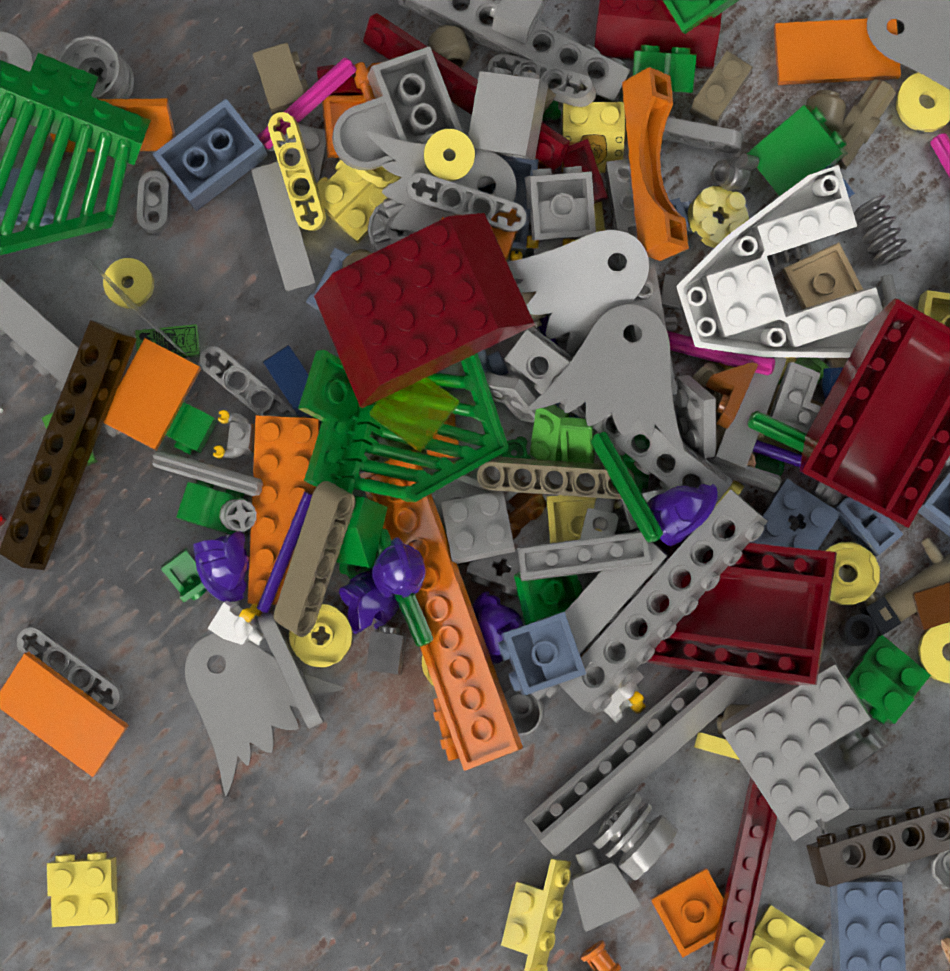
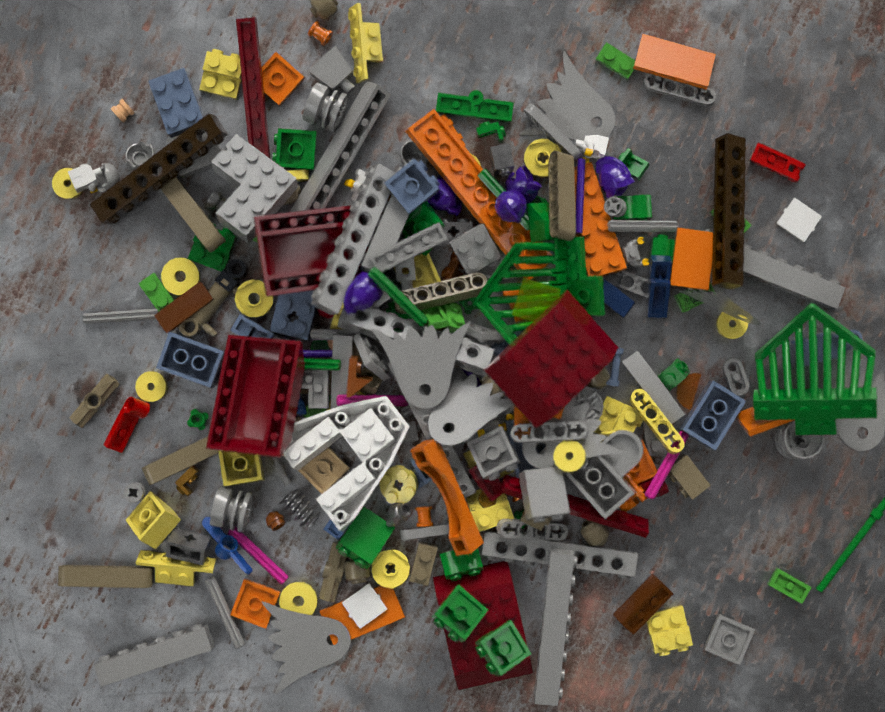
camera: 155 degrees right, 5 degrees up
(150, 749) = (616, 61): none -> bright green plate
(216, 373) = (659, 286): none -> dark blue slope
(232, 210) = (687, 389): none -> clear orange tile
(244, 237) = (674, 374): none -> green bracket
(391, 712) = (487, 129): none -> green bracket
(397, 754) = (474, 106): none -> green hinge
(695, 158) = (424, 516): none -> orange bush
(705, 787) = (295, 149): none -> green plate
(756, 93) = (401, 568): none -> light yellow plate
(830, 59) = (364, 605): none -> white piece
(902, 737) = (193, 214): none -> dark tan beam
(924, 229) = (275, 520): none -> dark orange plate

